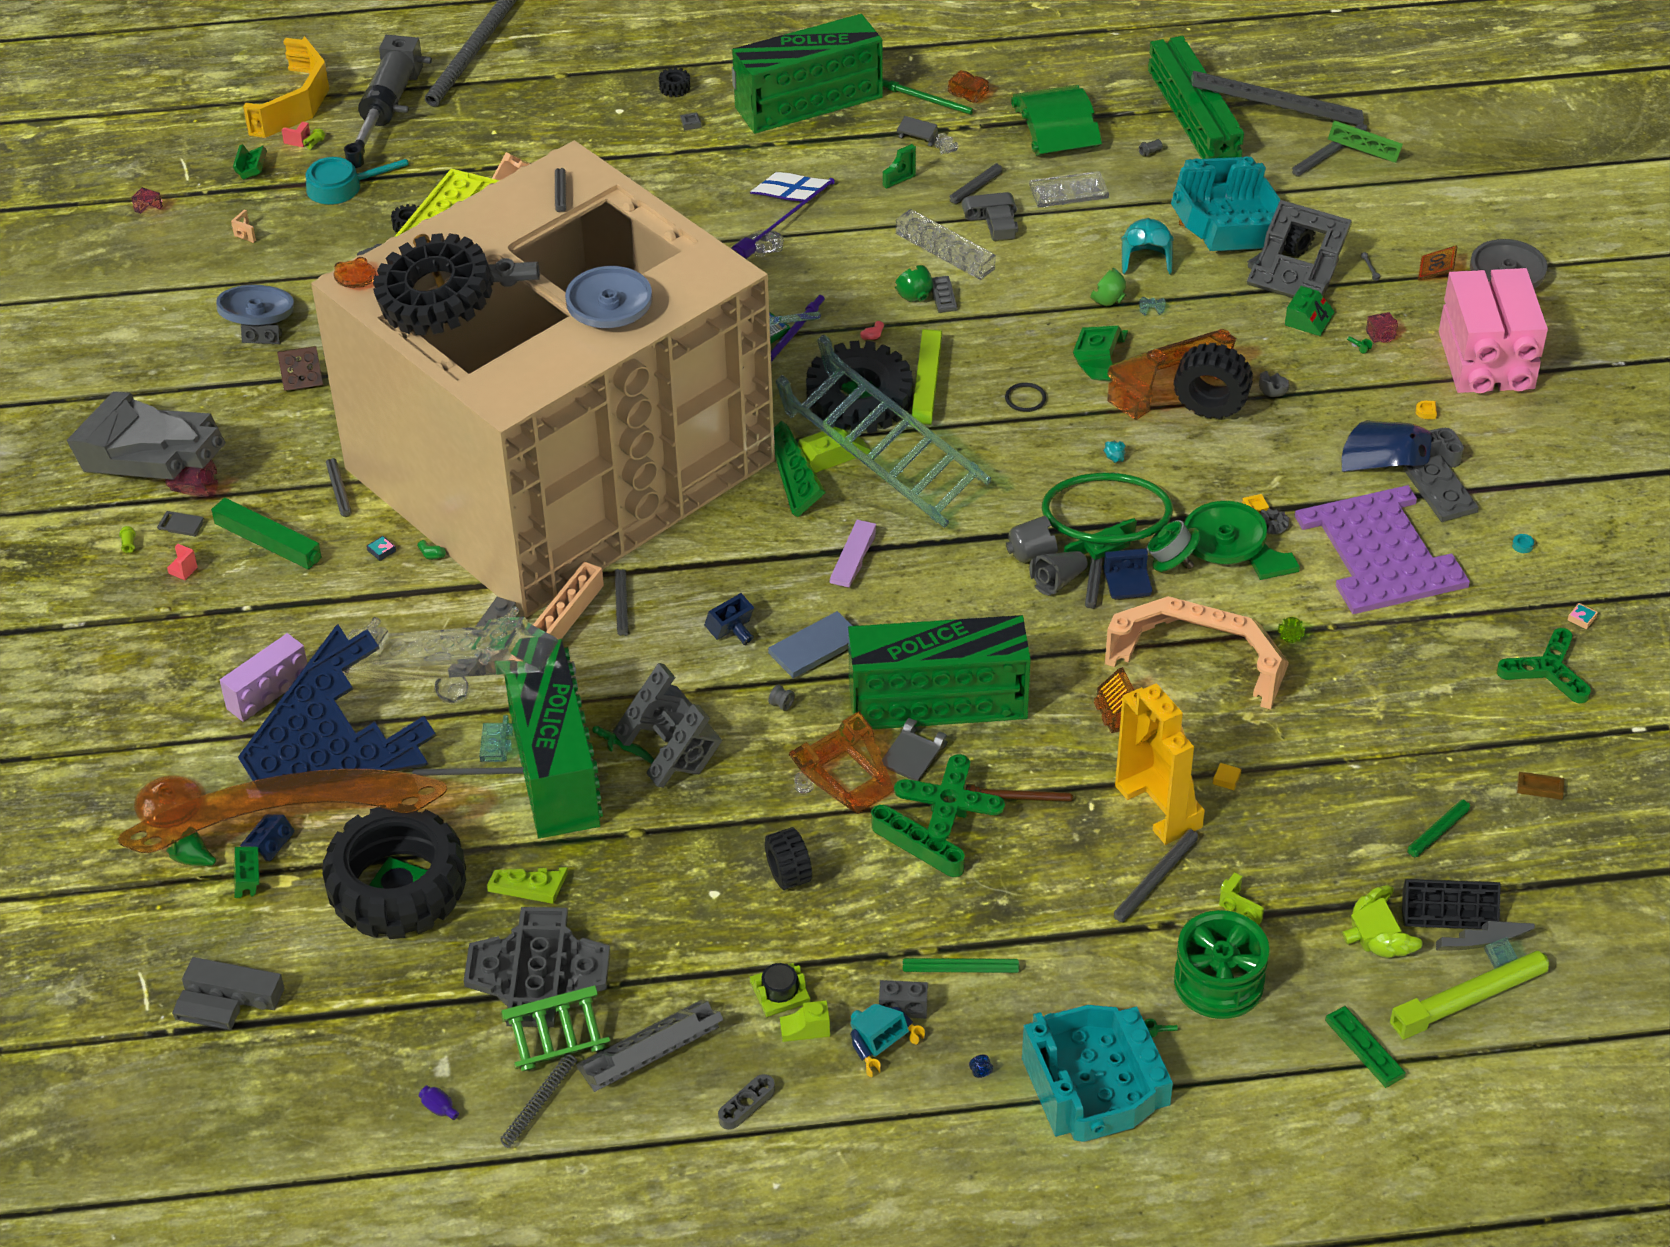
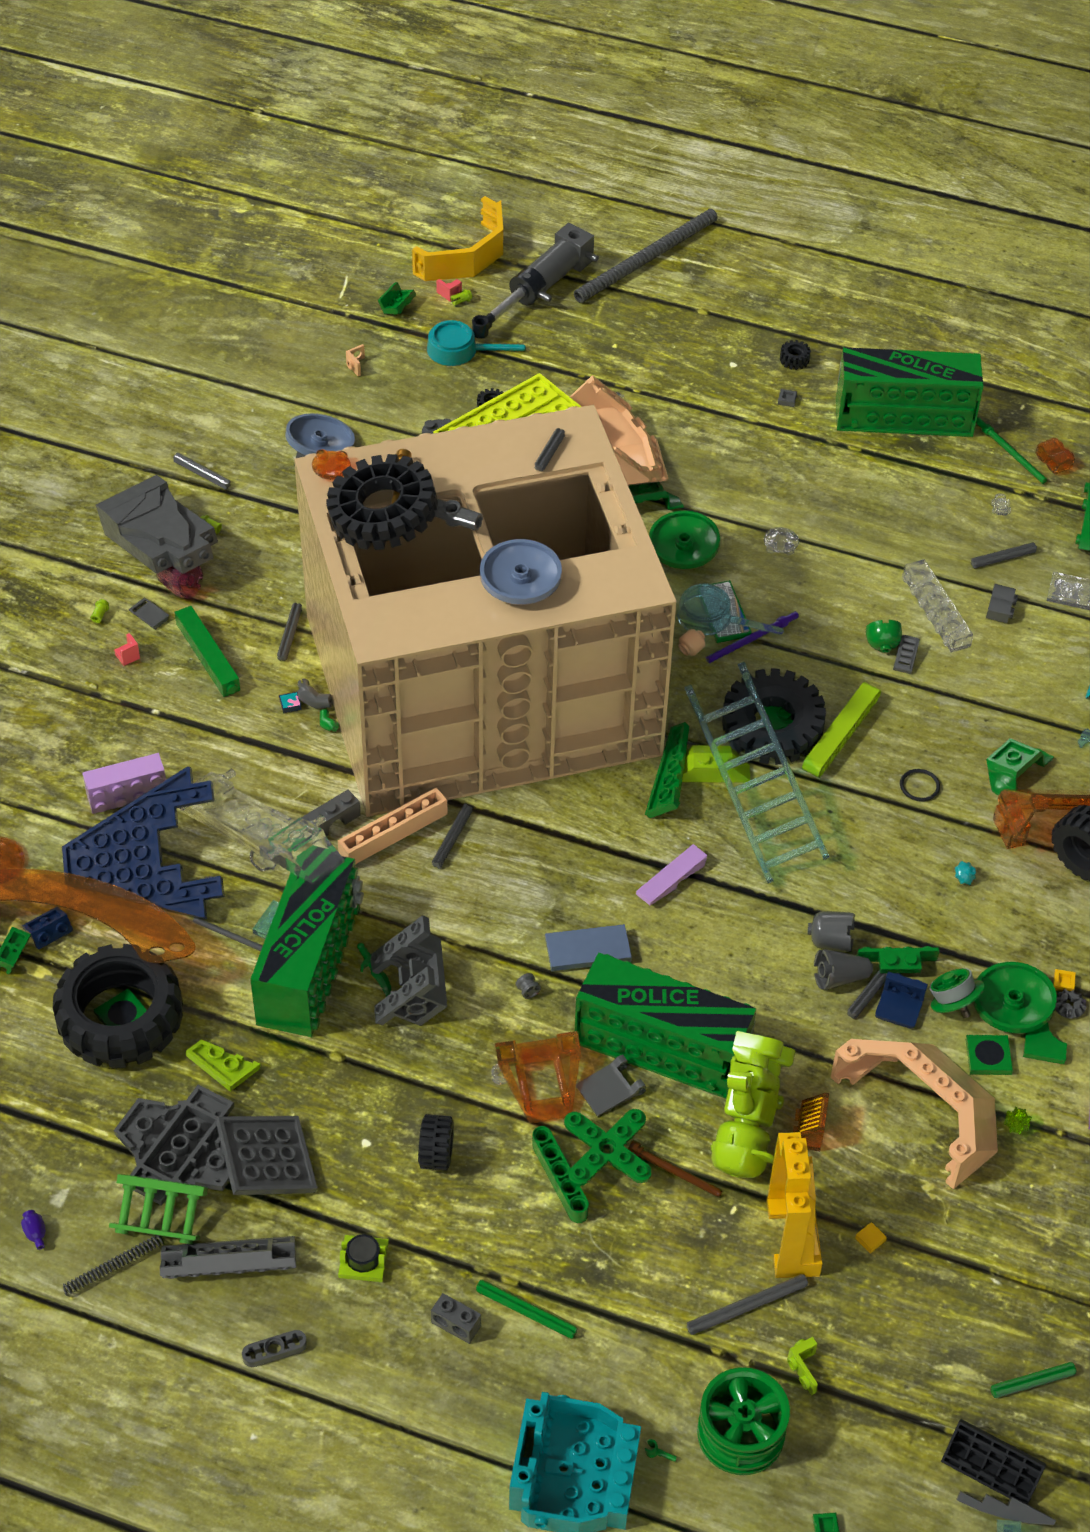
camera: 25 degrees right, 5 degrees up
(145, 198) = (292, 303): clear pink panel -> none
(149, 378) = (202, 471): none -> dark grey axle
(402, 534) = (311, 697): none -> dark grey arm
(630, 938) = (266, 1155): none -> dark grey plate
(731, 618) = (529, 892): dark blue brick -> none
(786, 187) = (827, 491): flag -> none
(807, 1023) = (365, 1300): lime arch -> none
(872, 333) = (821, 667): coral arm -> none
(878, 1029) = (417, 1336): teal torso -> none
(902, 167) = (943, 515): green tile -> none
(918, 129) = (982, 482): dark grey hinge -> none
(975, 206) = (987, 577): dark grey beam -> none
(981, 1066) = (483, 1412): clear blue bush -> none
(1070, 738) = (752, 1102): none -> lime piece
(1107, 539) = (913, 965): green piece -> none
(1110, 289) = (1059, 709): bright green cylinder -> none
(1230, 589) = (989, 1055): none -> green tile
(1377, 928) = (911, 1450): lime torso -> none

